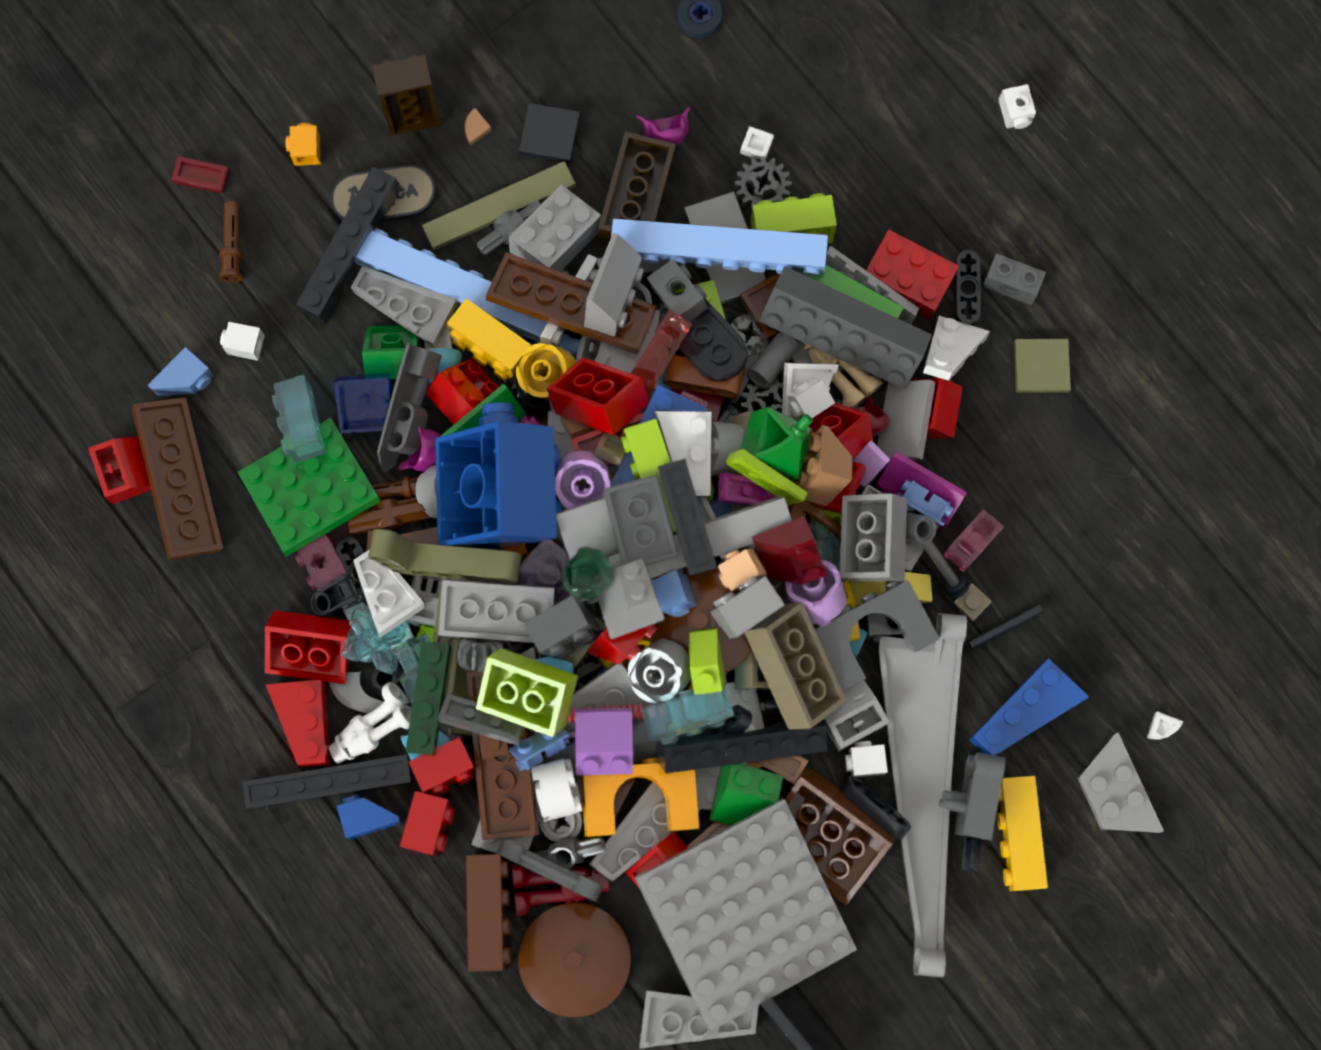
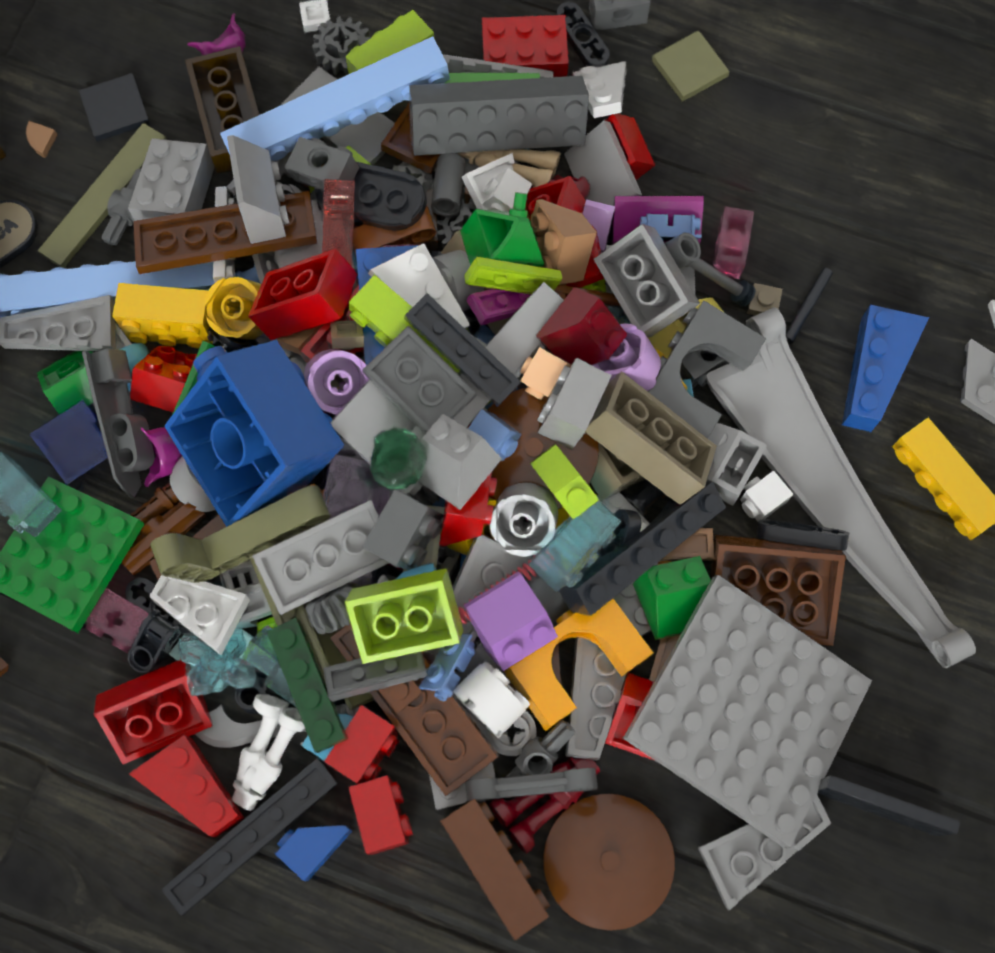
camera: 30 degrees left, 5 degrees down
(976, 804) = (897, 470): dark grey piece -> none

